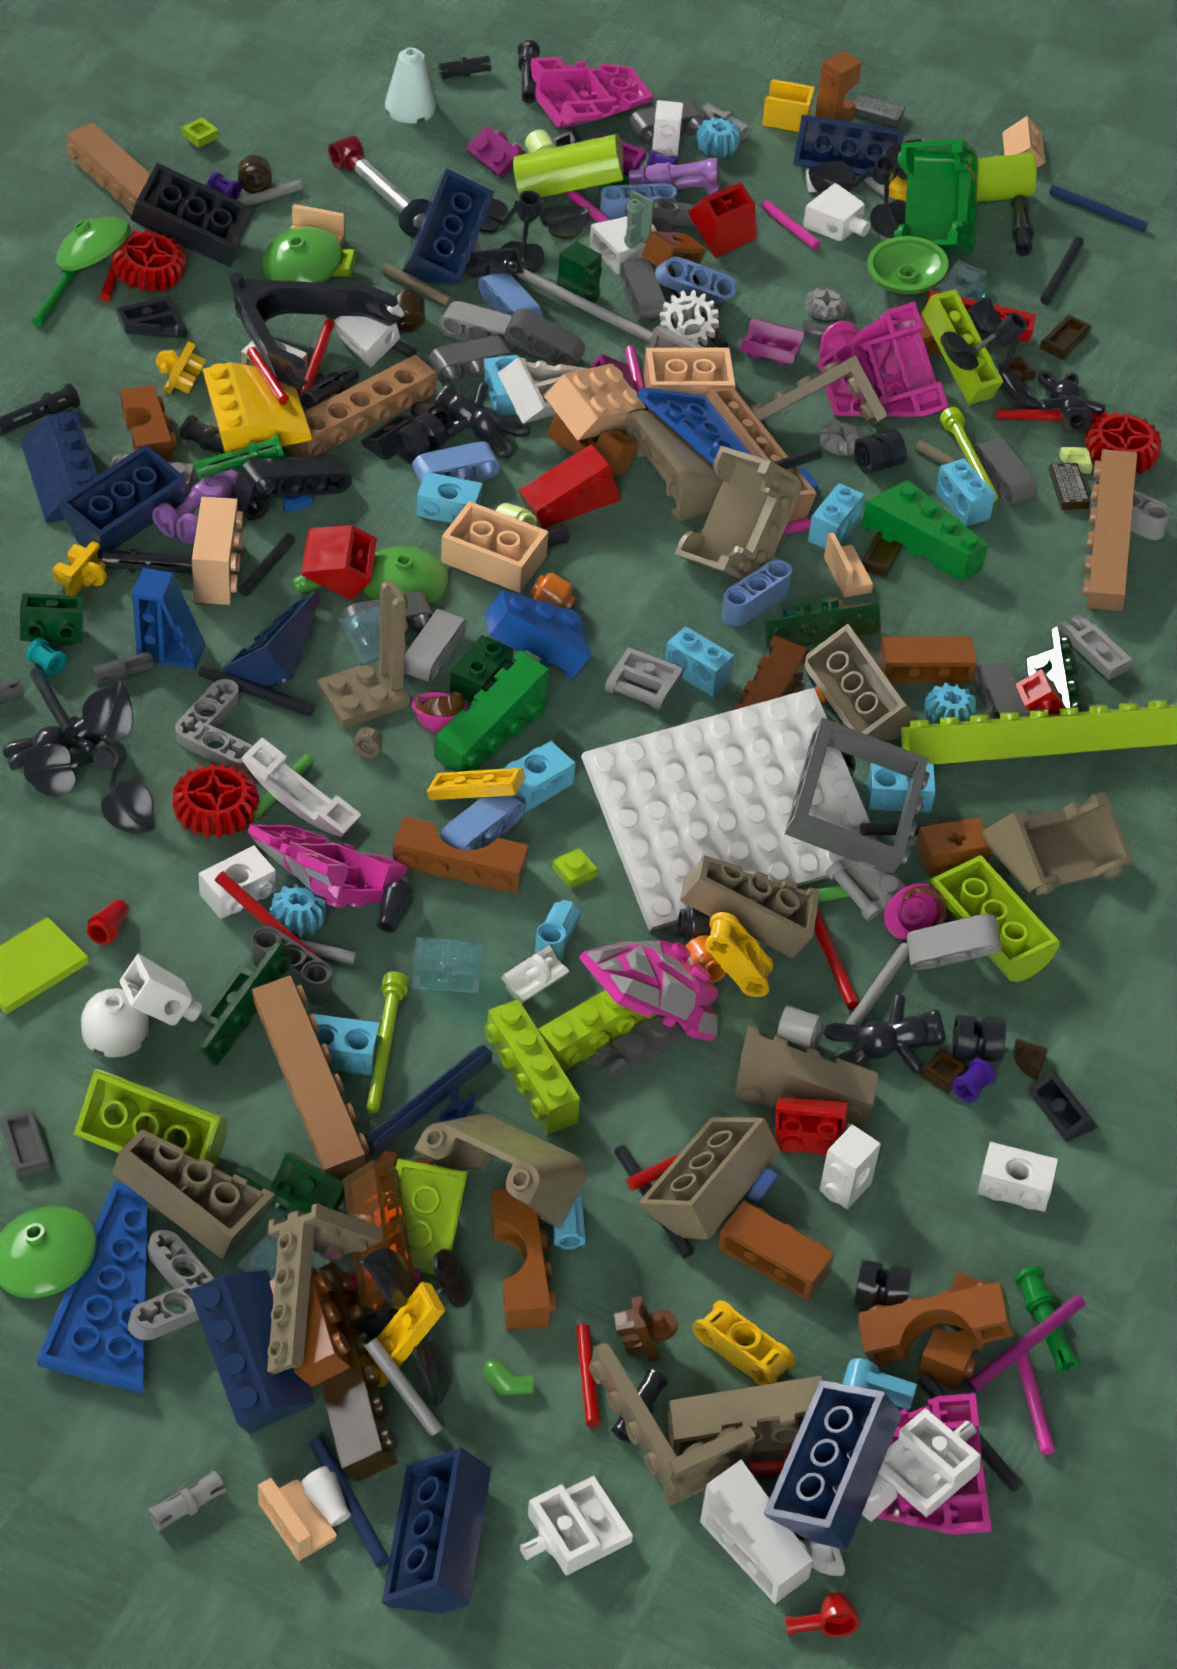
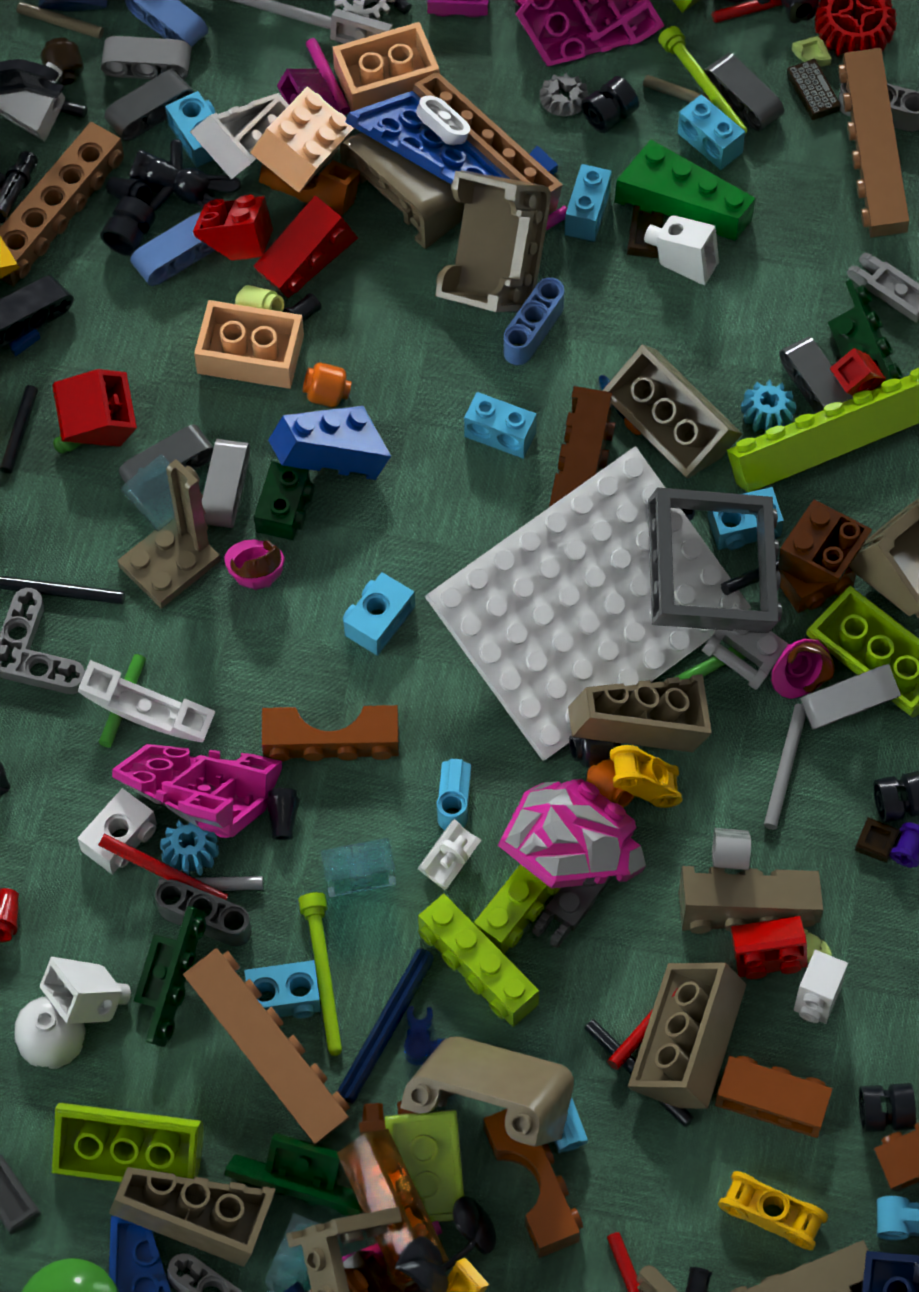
camera: 10 degrees left, 15 degrees up
(196, 796) = (85, 726): red gear -> none
(278, 647) = (65, 533): dark blue wedge -> none
(369, 735) = (194, 622): dark tan axle -> none
(381, 440) = (87, 232): black slope -> none
(410, 570) = (186, 404): bright green dish -> none
(446, 496) = (171, 284): medium azure brick -> none
(476, 784) = (321, 645): yellow tile -> none
(483, 822) = (340, 686): medium blue beam -> none
(494, 715) = (314, 557): green wedge -> none
(514, 458) = (235, 227): none -> red slope
(544, 339) = (220, 61): dark grey beam -> none
(574, 868) = (447, 710): lime plate -> none
(642, 1328) = (676, 1224): reddish brown hips -> none
(647, 672) = (450, 451): light grey plate -> none
(724, 418) = (443, 120): none -> white plate
(764, 1183) = (742, 1023): blue tile -> none
(800, 459) = (527, 154): black bar -> none
(816, 622) = (608, 337): dark green bracket -> none
(835, 962) = (738, 747): red bar -> none
(846, 568) = (616, 261): light nougat panel -> none
(857, 385) = (517, 49): dark tan bracket -> none
(881, 1038) = (808, 824): black animal -> none
(914, 569) = (686, 247): none -> white torso
(928, 659) = (729, 353): dark orange brick -> none
(961, 810) = (822, 545): none -> reddish brown slope

